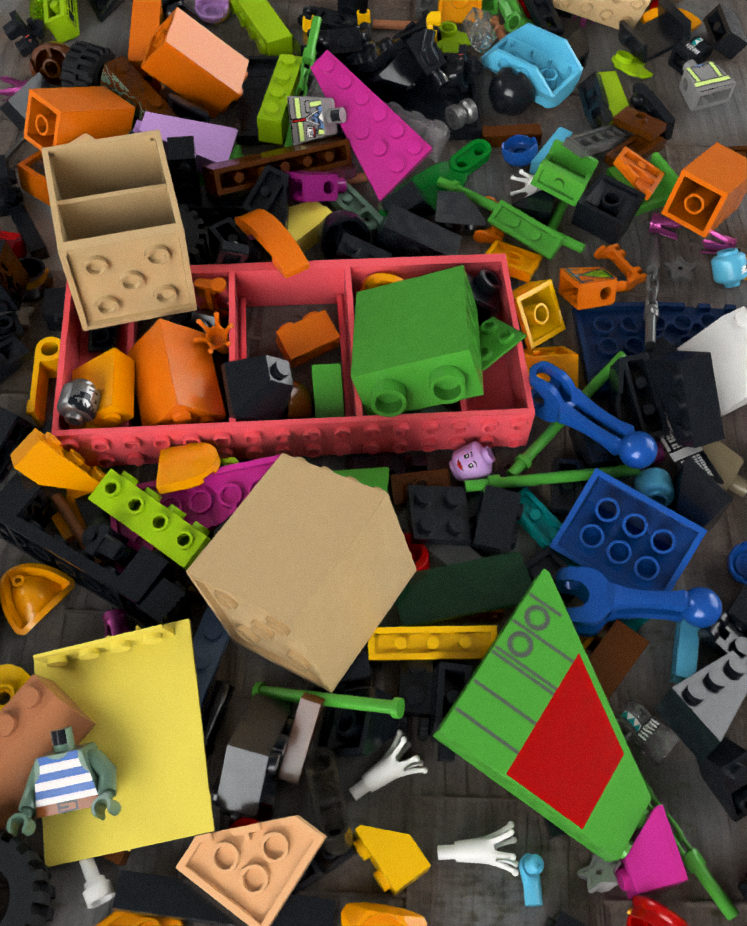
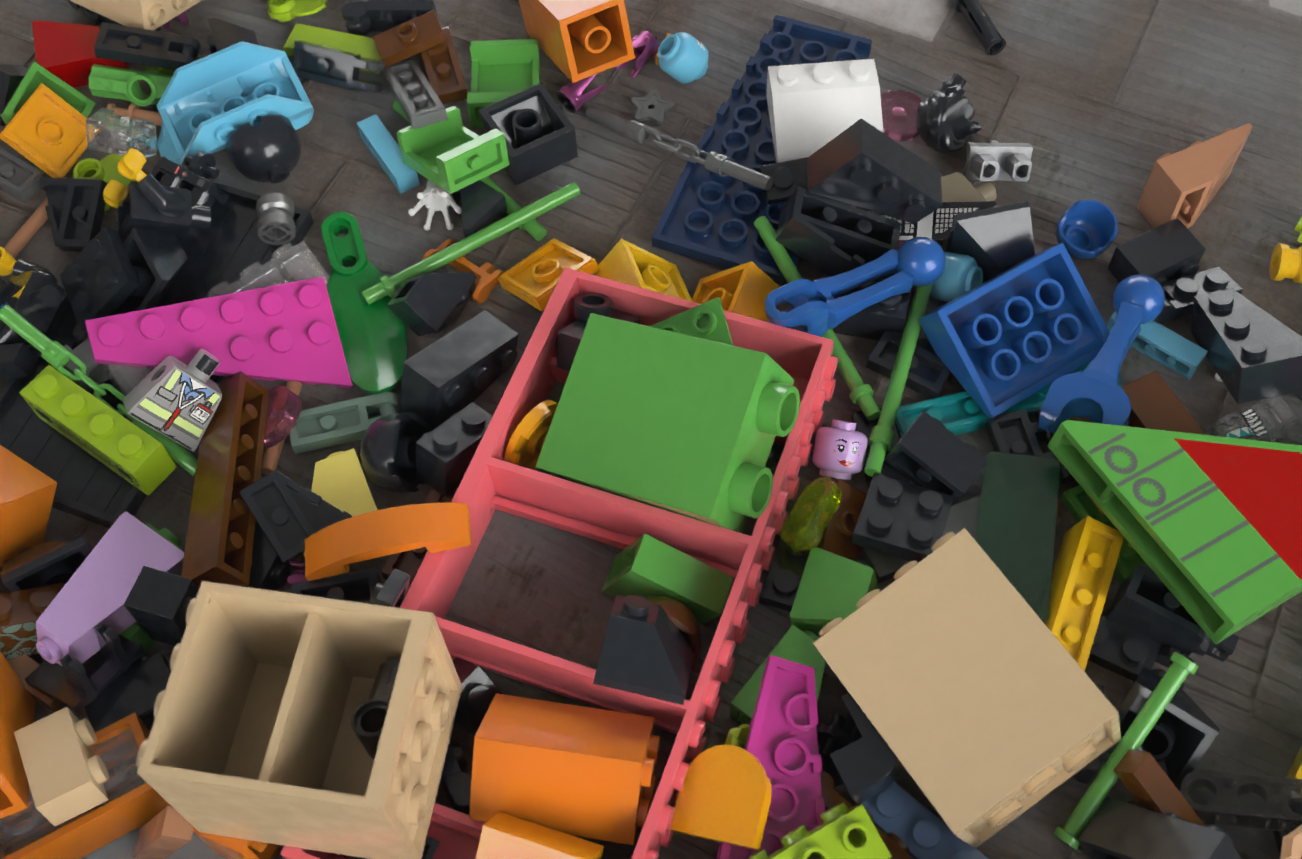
camera: 60 degrees left, 0 degrees up
(215, 336) = (523, 676): orange piece -> none
(307, 338) = (551, 568): orange brick -> none
(315, 186) = (299, 449): magenta torso -> none
(388, 768) = (1222, 713): white piece -> none
(398, 456) = (811, 514): none -> clear neon green plate
(410, 198) = (387, 351): black slope -> none
(497, 134) = (332, 182): reddish brown piece -> none
(519, 150) = (368, 184): blue hair -> none
(526, 230) = (512, 235): bright green tile -> none
(589, 286) = (639, 209): orange torso -> none
(617, 256) = (597, 162): orange piece -> none
(638, 171) = (492, 74): orange wing -> none

